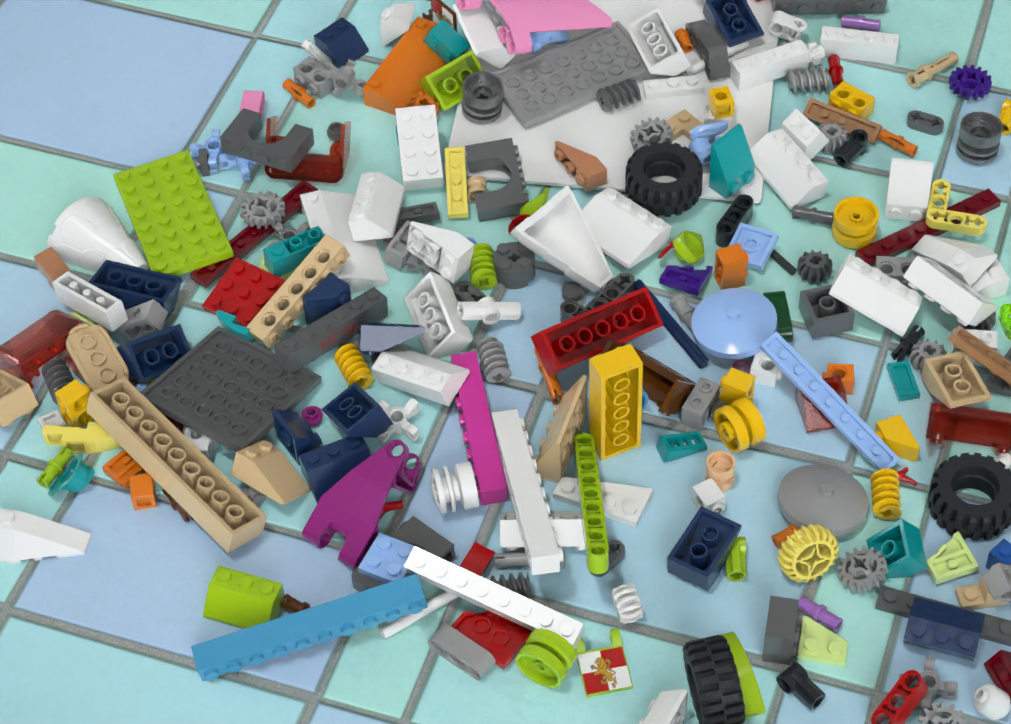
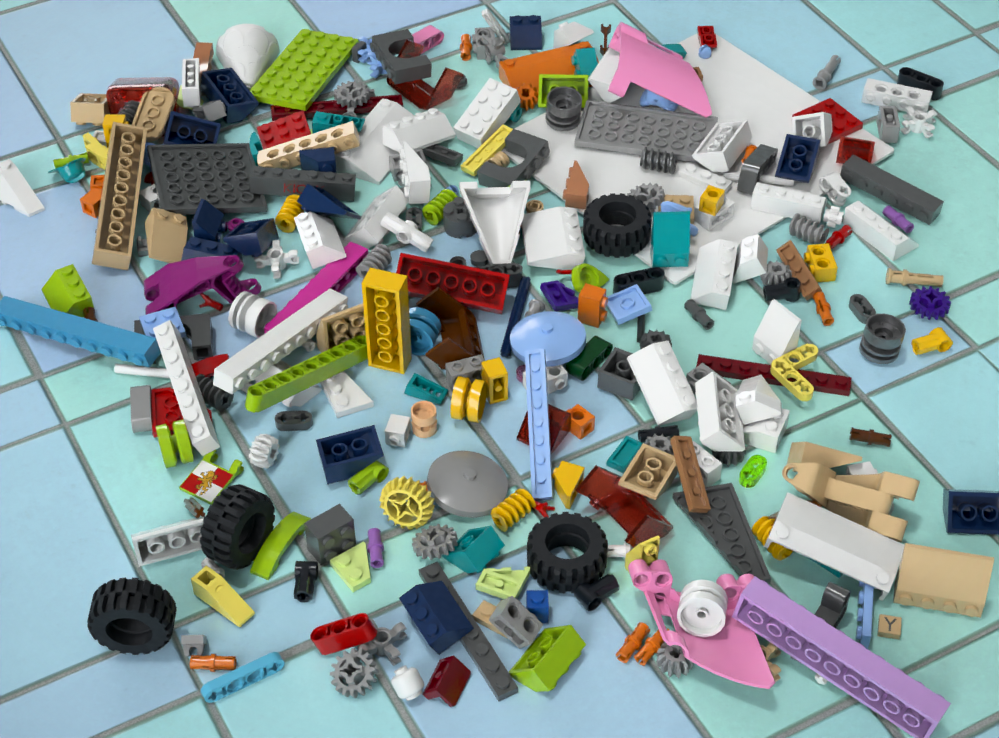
camera: 40 degrees right, 5 degrees down
(640, 699) = (194, 507): none -> axle
(855, 222) = (718, 334): yellow wheel -> none

